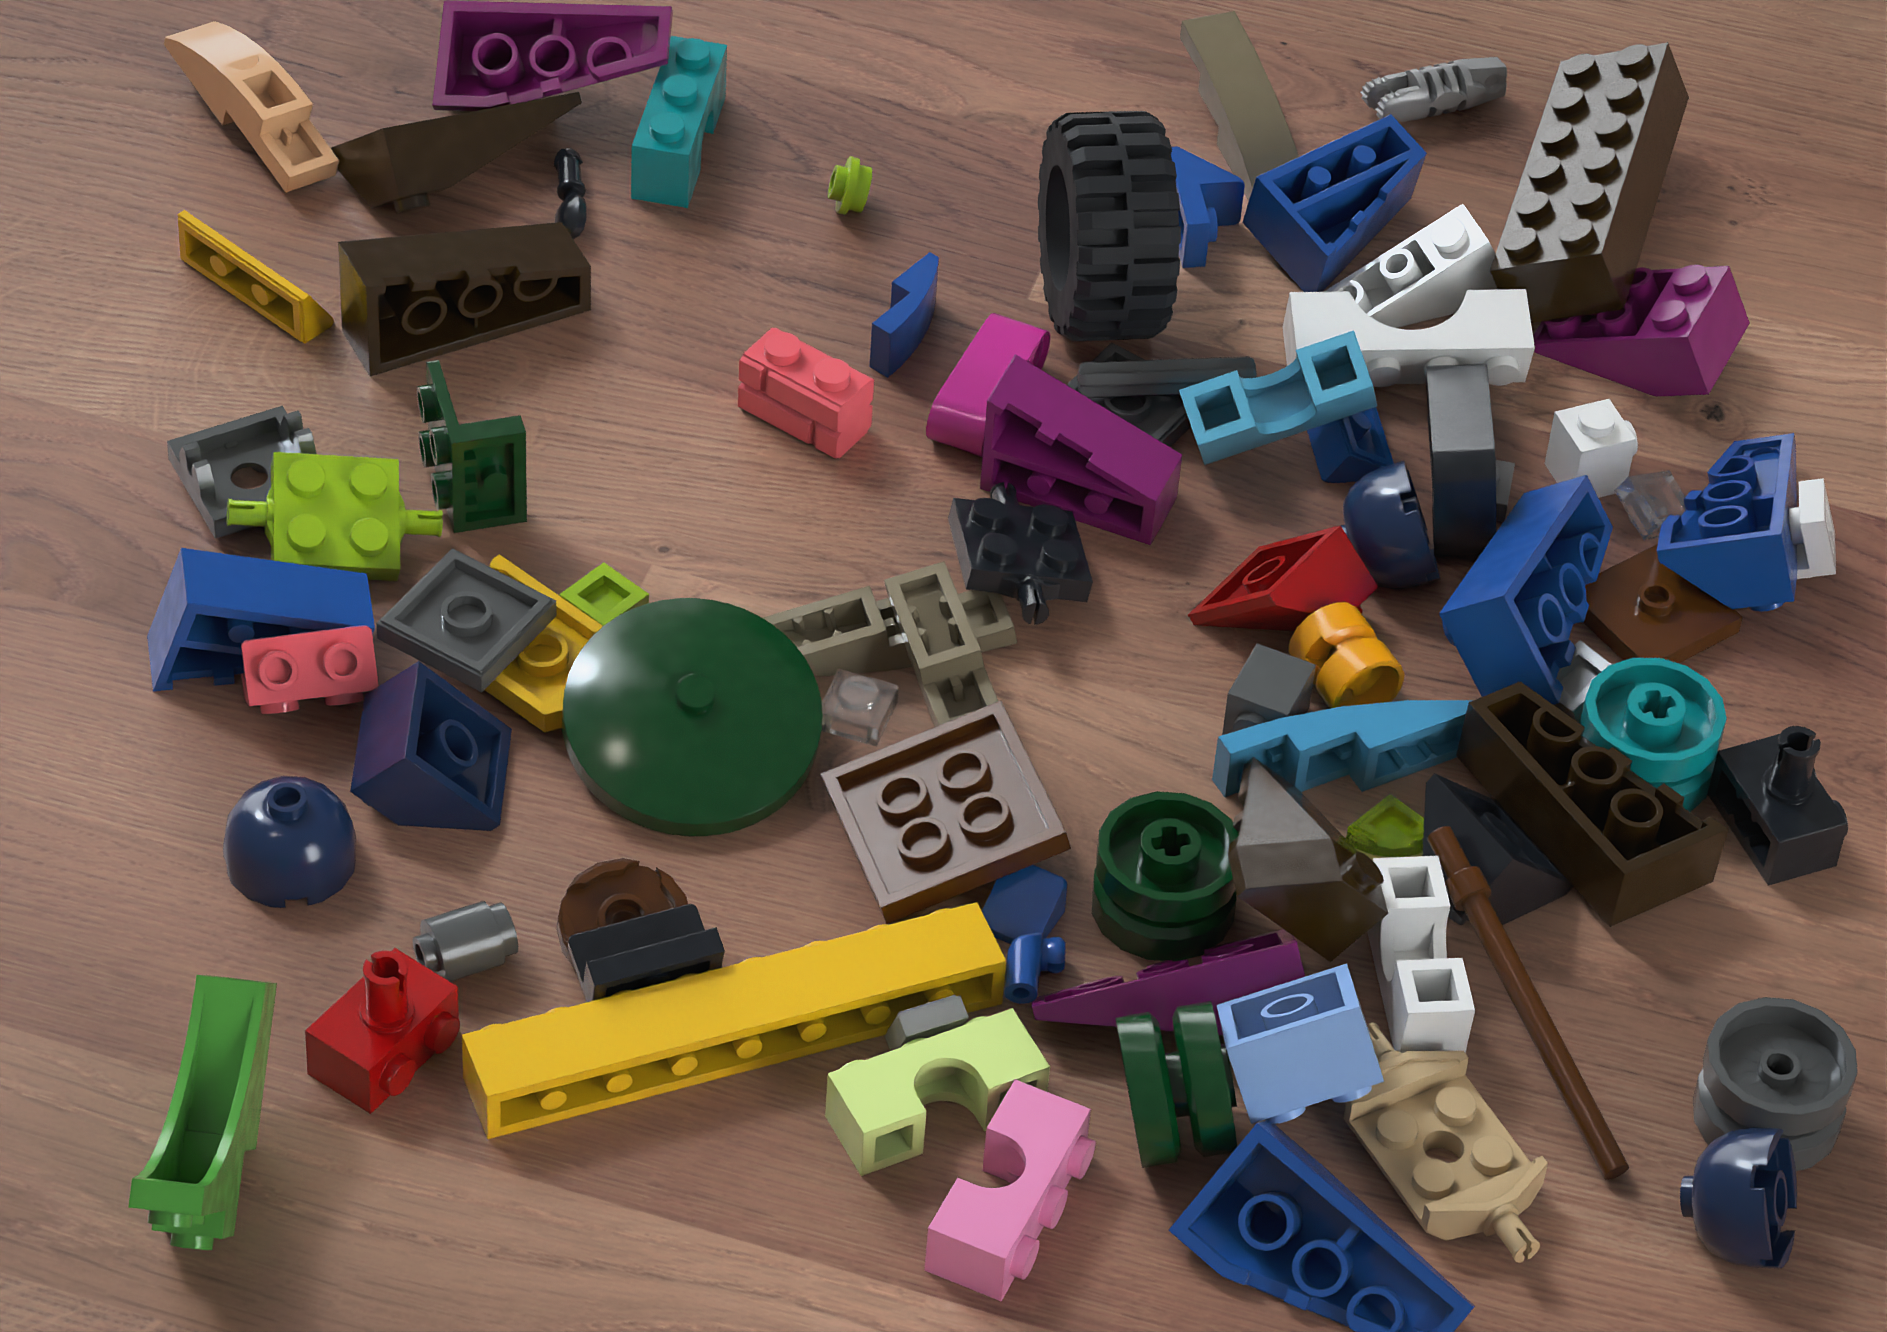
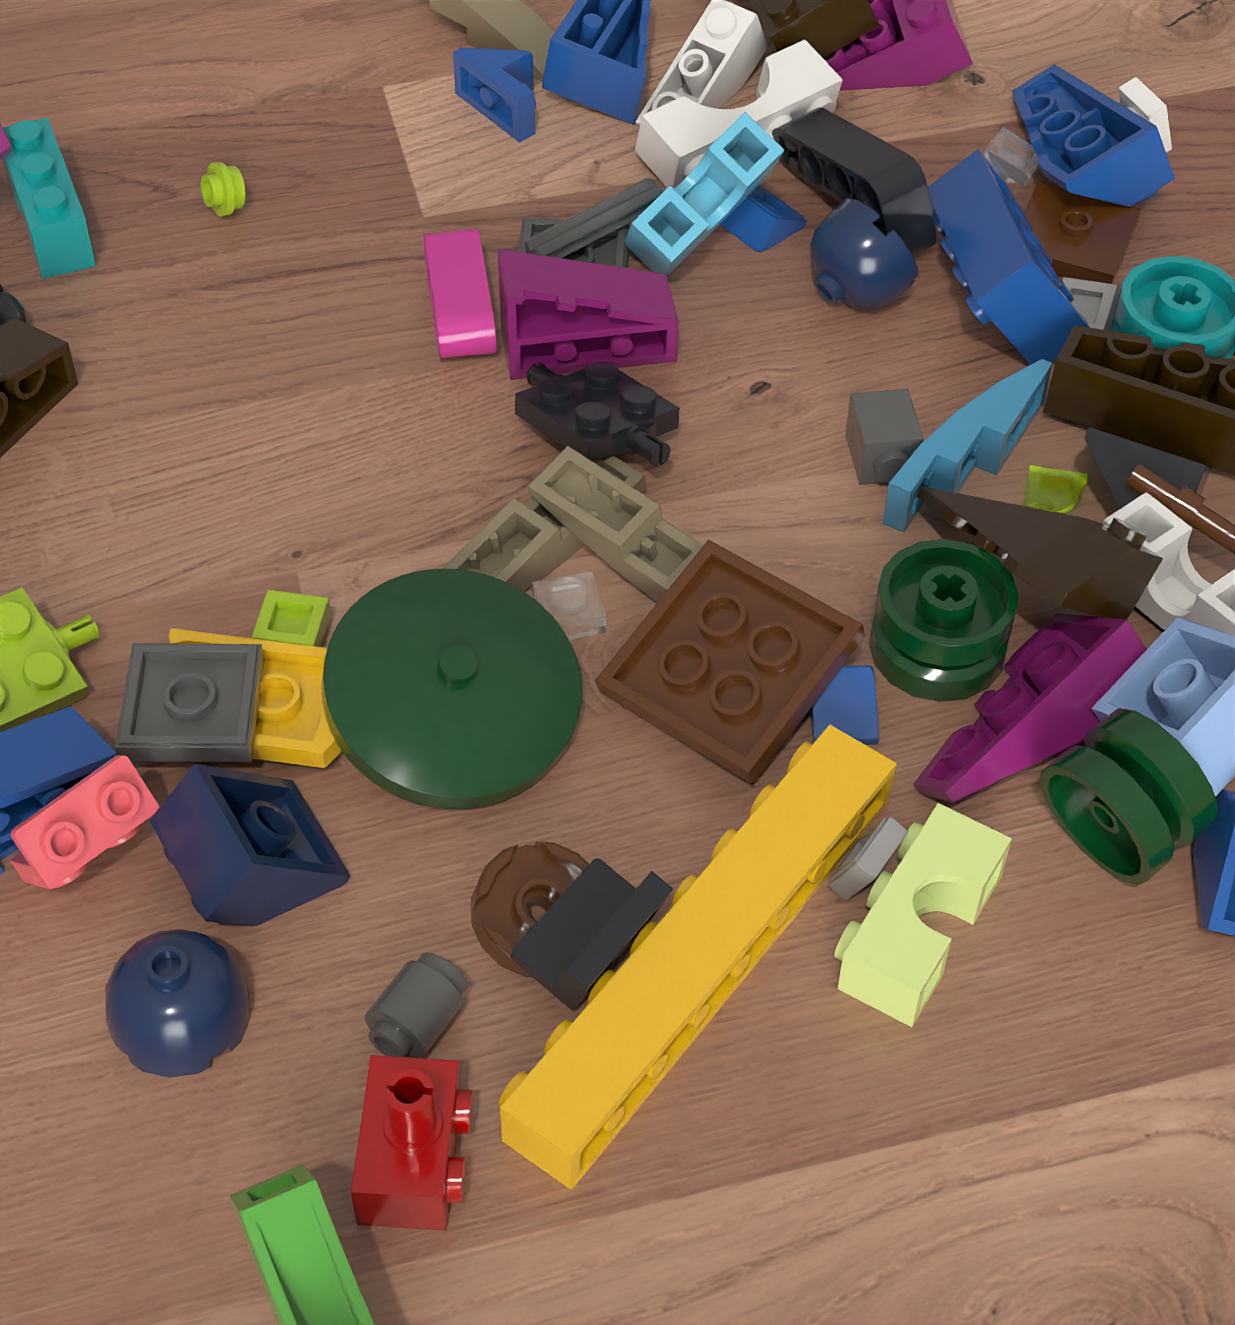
camera: 30 degrees left, 5 degrees up
(475, 463) = (96, 567): dark green bracket -> none
(805, 392) = (322, 365): coral brick -> none
(904, 325) = (350, 267): blue slope -> none
(991, 1233) = (1052, 917): bright pink arch -> none
(1025, 961) = (897, 742): blue arm -> none
(1108, 225) = (481, 118): black tyre -> none
(1288, 583) = (819, 337): red slope -> none
(1348, 657) = (936, 378): light orange wheel -> none
(1591, 443) = (938, 134): white brick -> none

